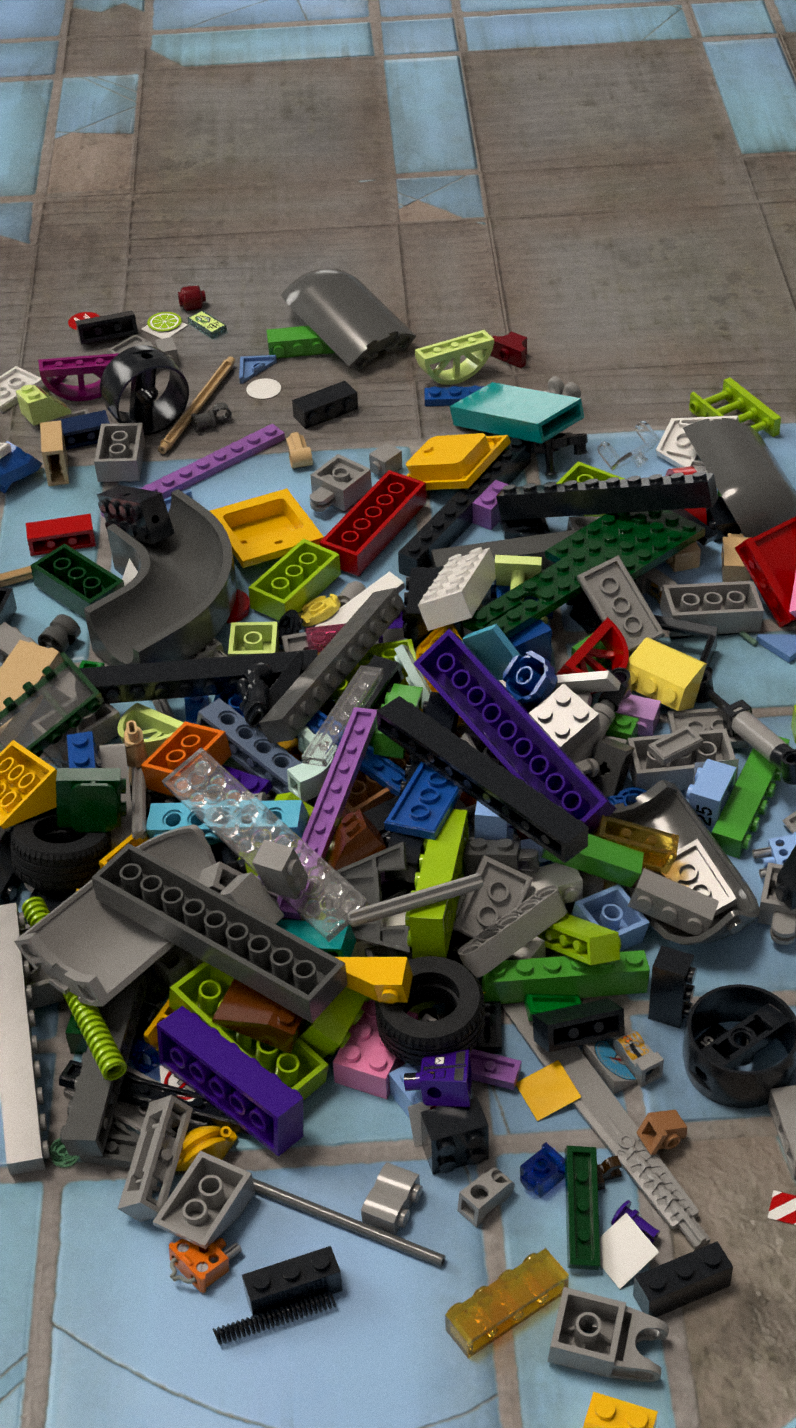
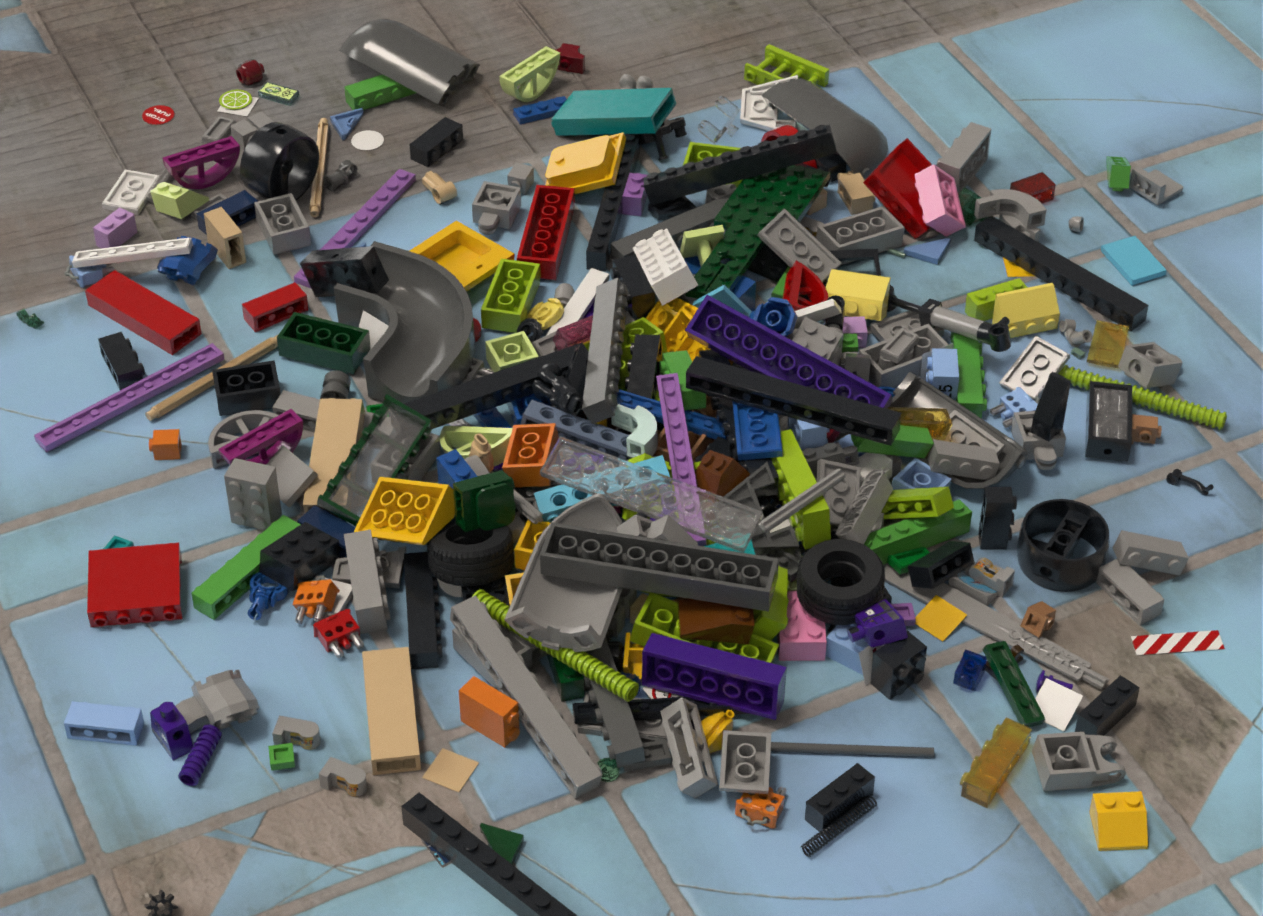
camera: 25 degrees left, 0 degrees up
(106, 327) = (190, 115): black brick -> none
(280, 869) = (689, 506): light grey brick -> none
(331, 731) = (644, 386): clear tile -> none
(379, 977) = (802, 565): yellow slope -> none
(391, 1198) = (874, 722): light grey brick -> none
(414, 677) = (669, 343): light aqua plate -> none
(484, 1195) = (938, 700): light grey leg -> none

